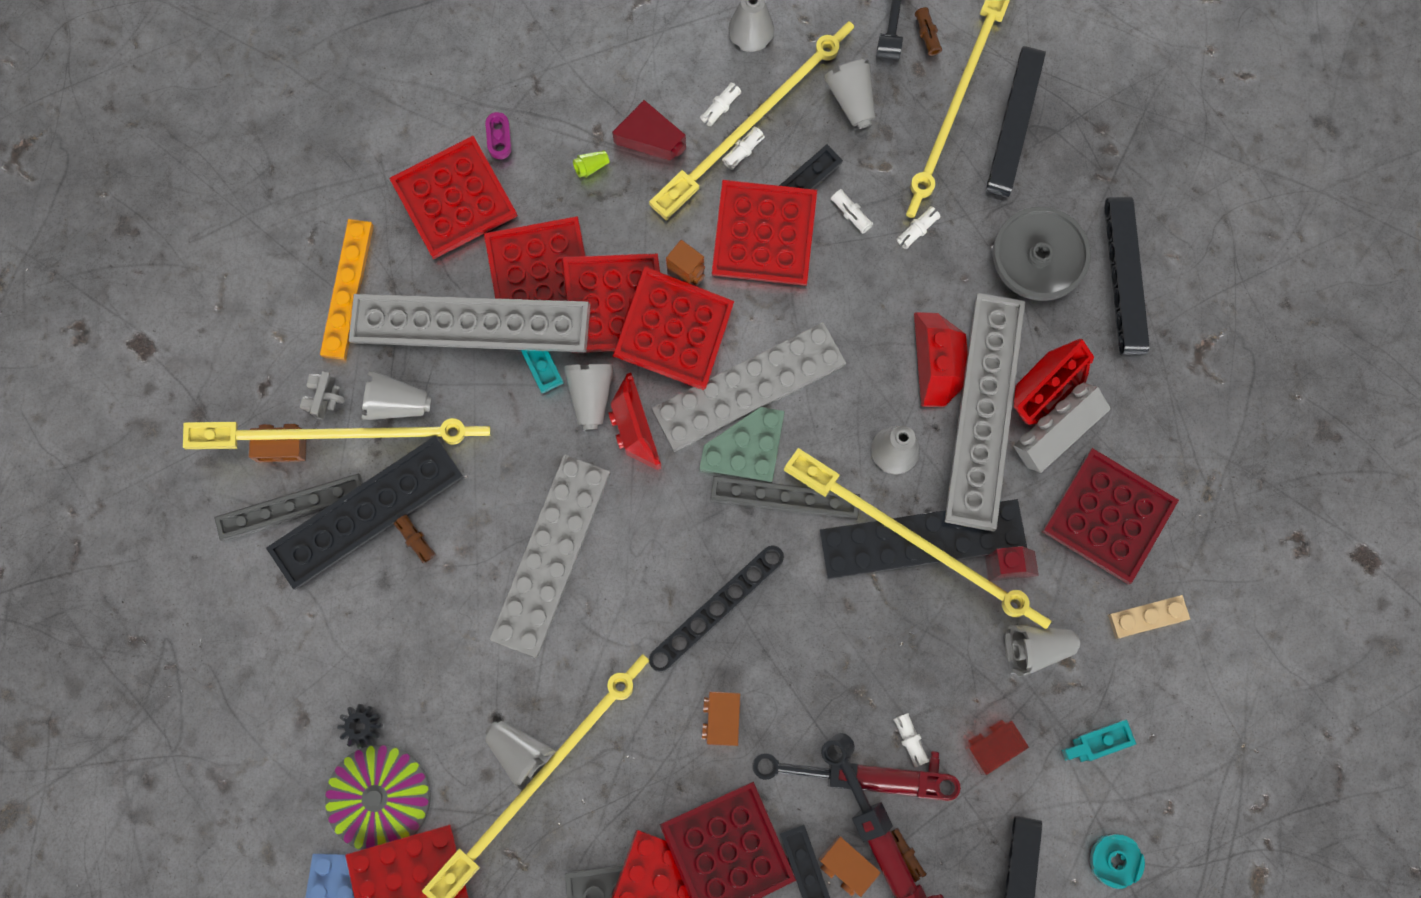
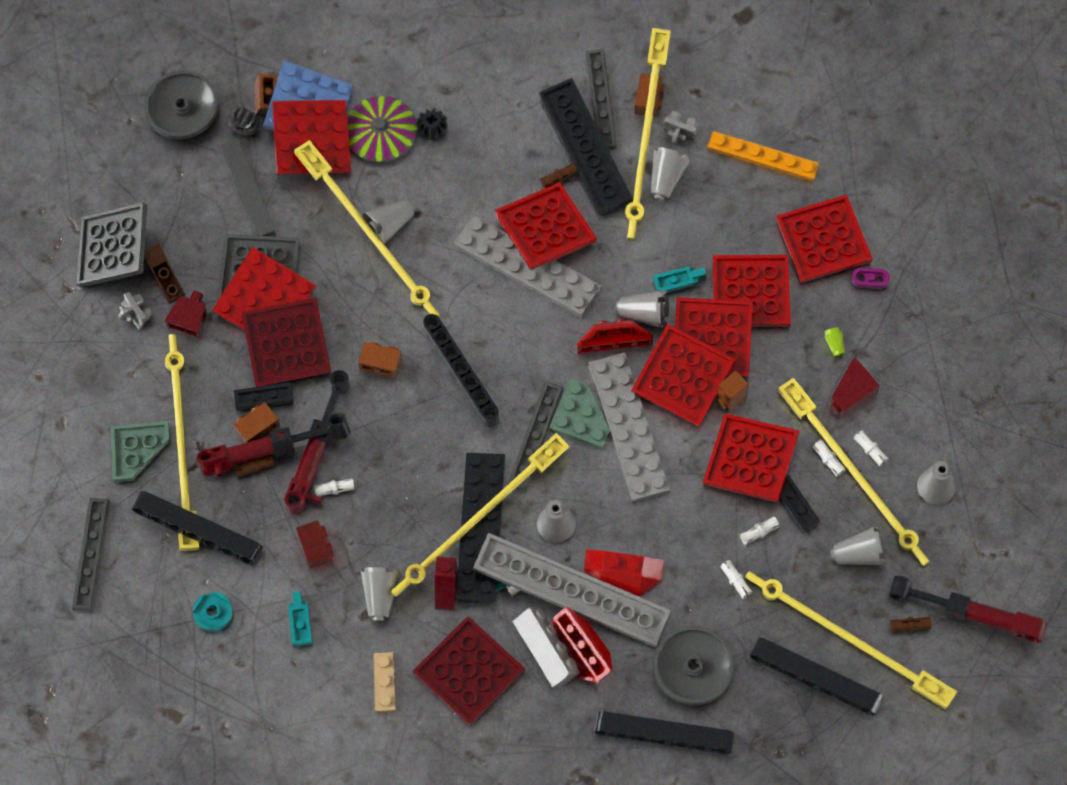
camera: 105 degrees right, 10 degrees down
(470, 322) = (713, 231): light grey plate -> none
(493, 540) = (545, 226): none -> red plate

